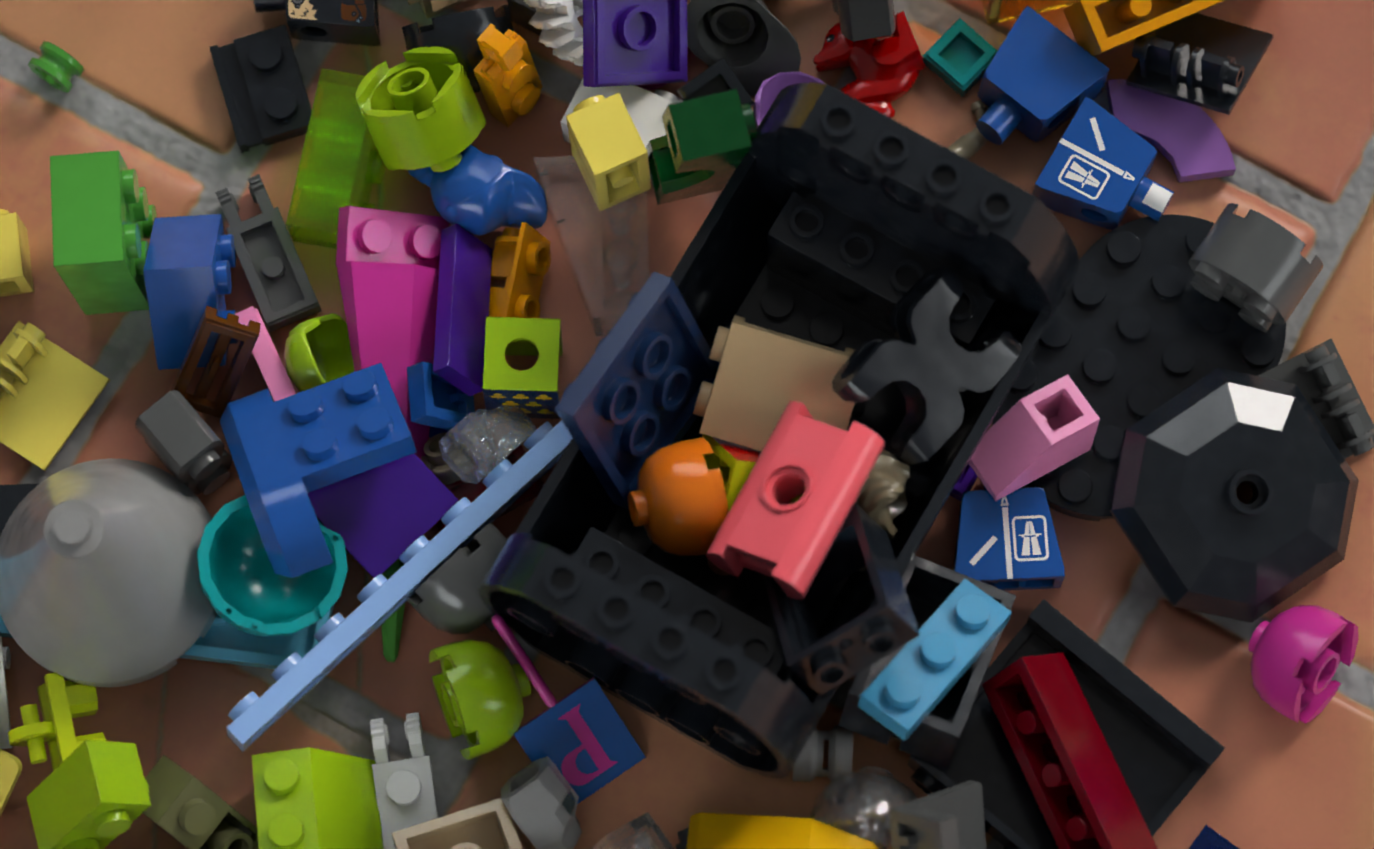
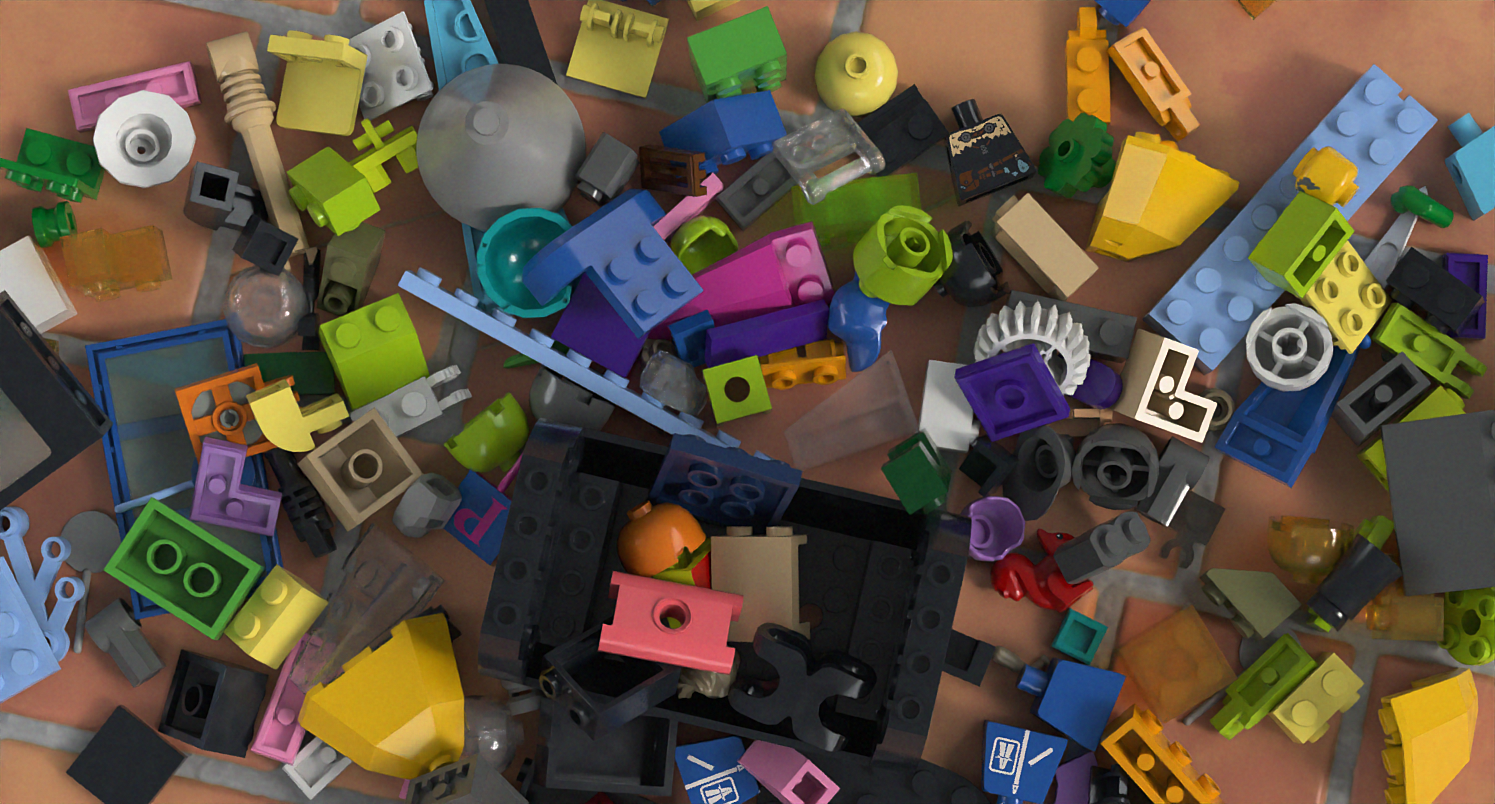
camera: 75 degrees right, 10 degrees up
(171, 114) = (856, 74): none -> light yellow cylinder
(246, 169) = (823, 144): none -> clear plate
(507, 74) = (951, 310): light orange hinge -> none
(608, 150) = (902, 404): light yellow brick -> none
(934, 660) = (604, 758): dark azure plate -> none

